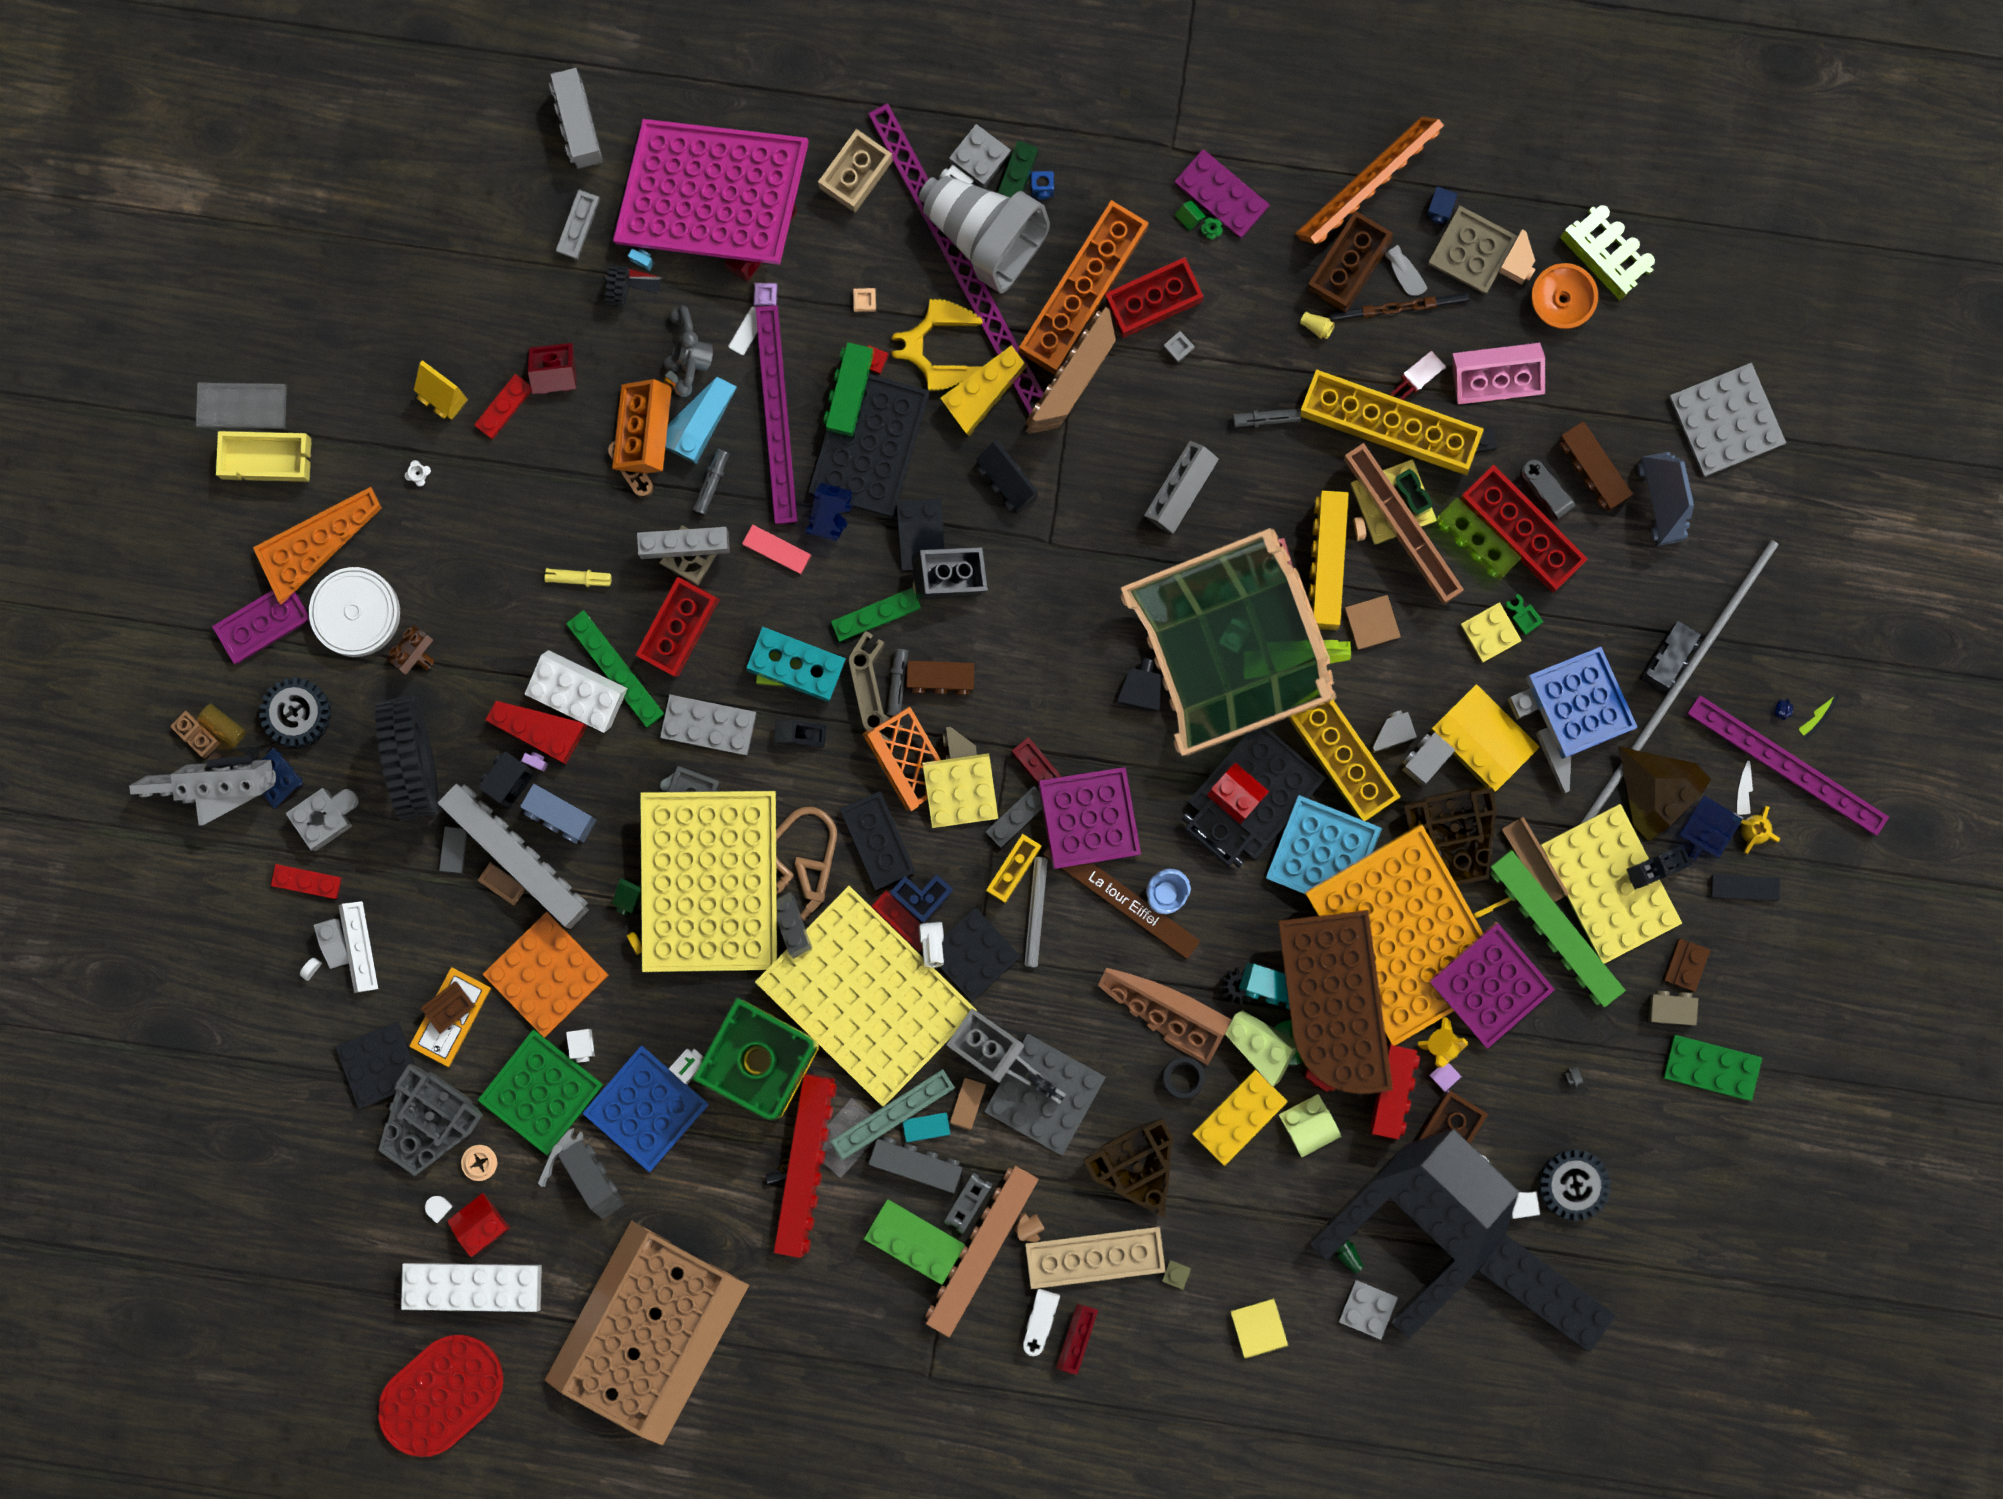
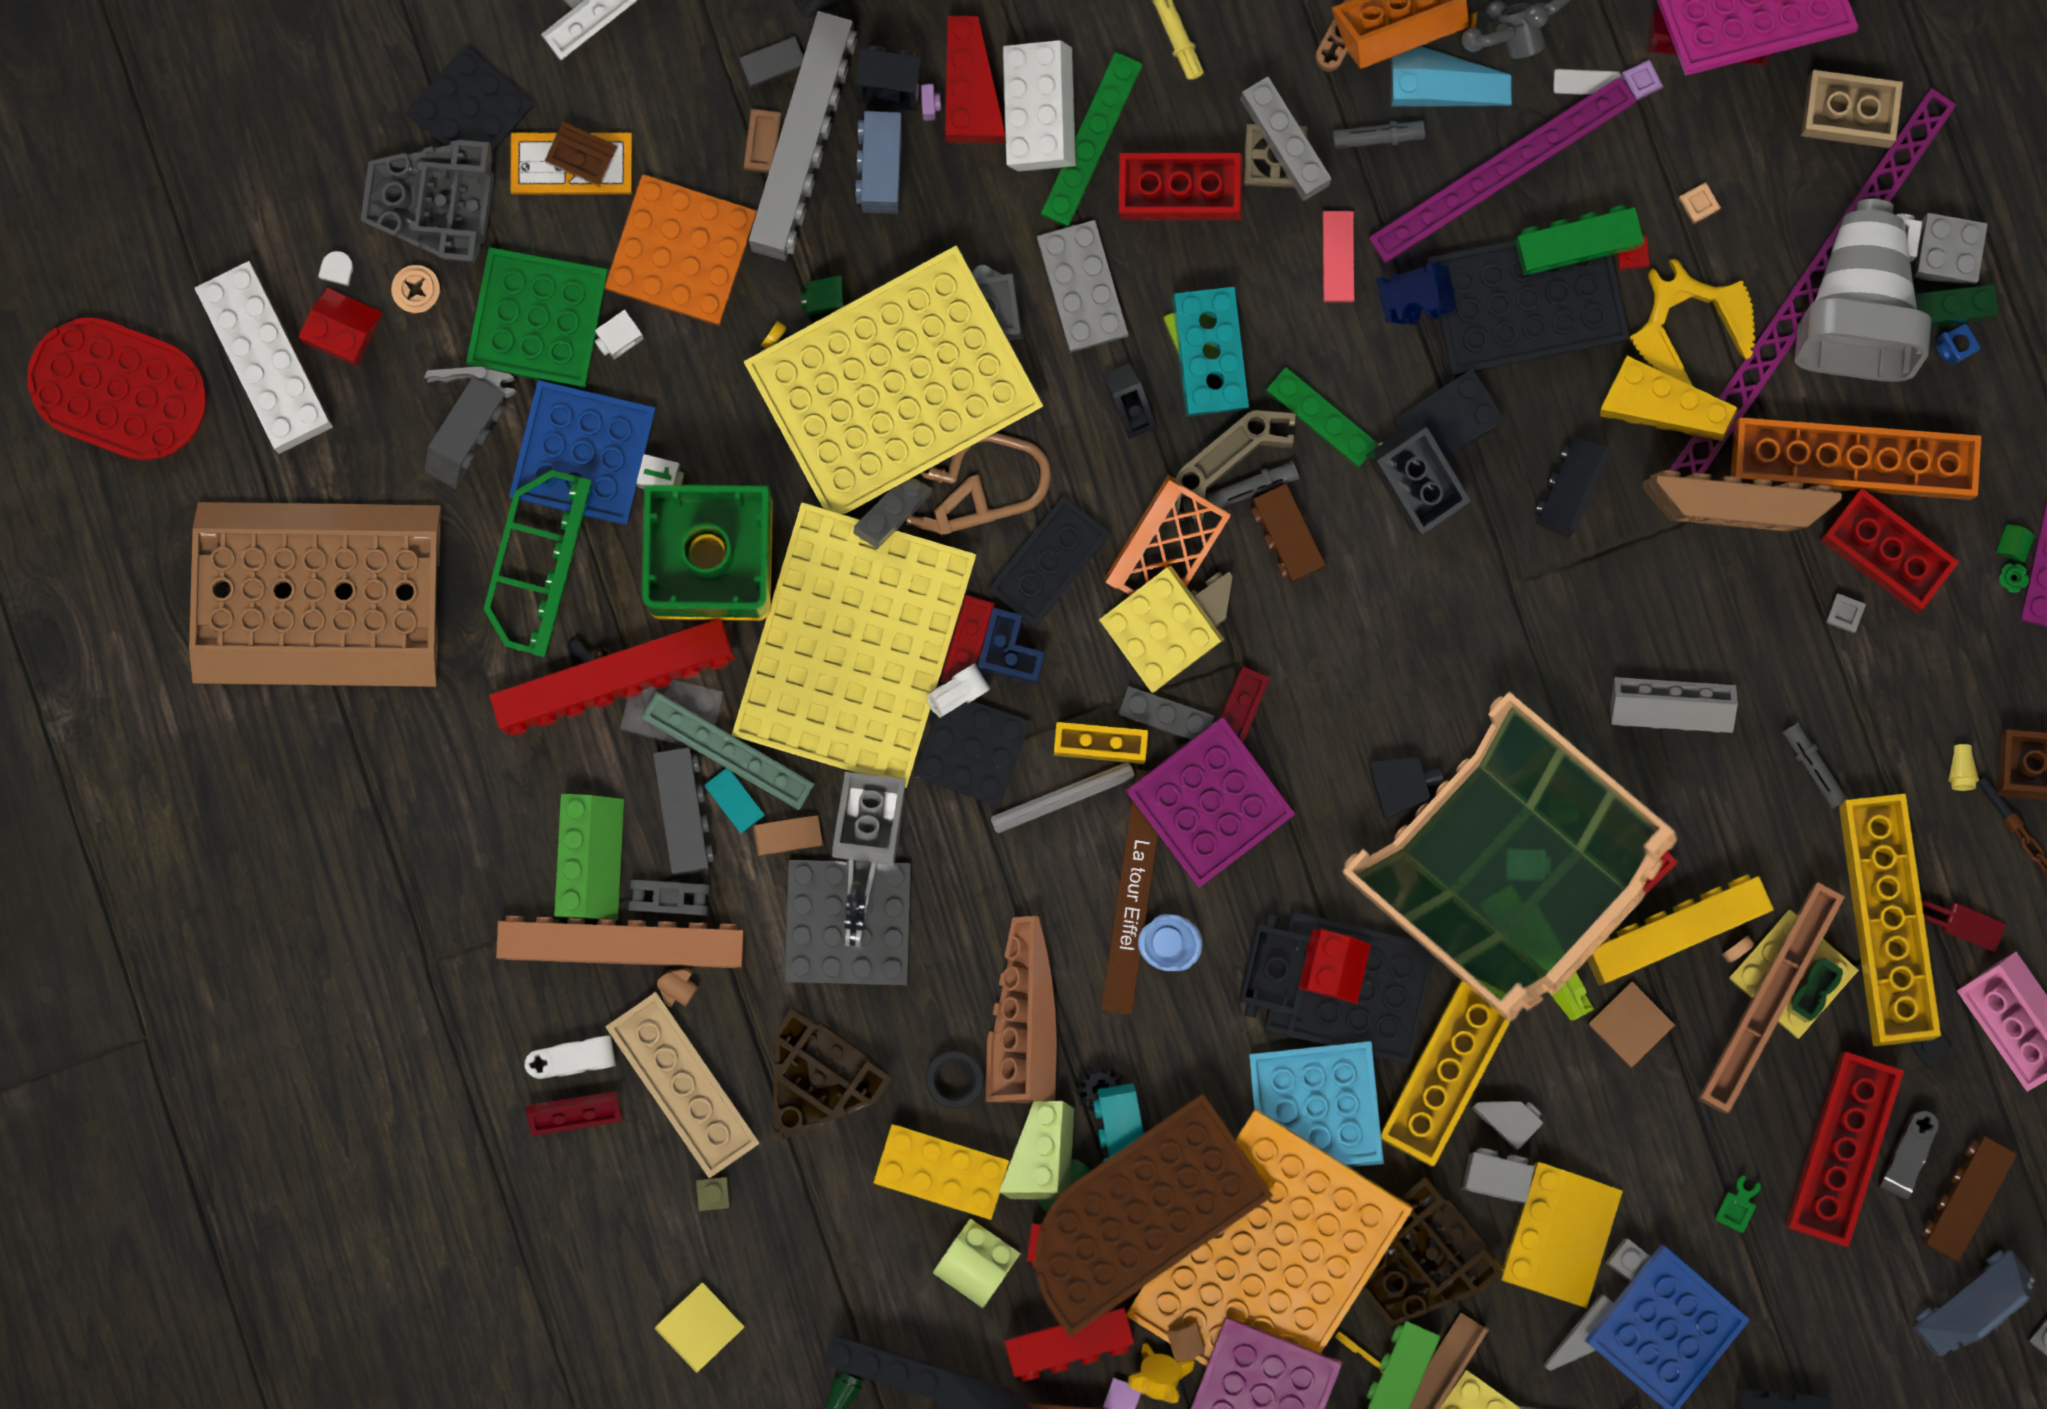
camera: 50 degrees right, 0 degrees up
(706, 1156) = (556, 579): none -> green plate
(1431, 1016) = (1186, 1342): none -> medium nougat slope
(1475, 526) = (1824, 1058): clear neon green brick -> none
(1490, 632) = (1695, 1176): light yellow plate -> none

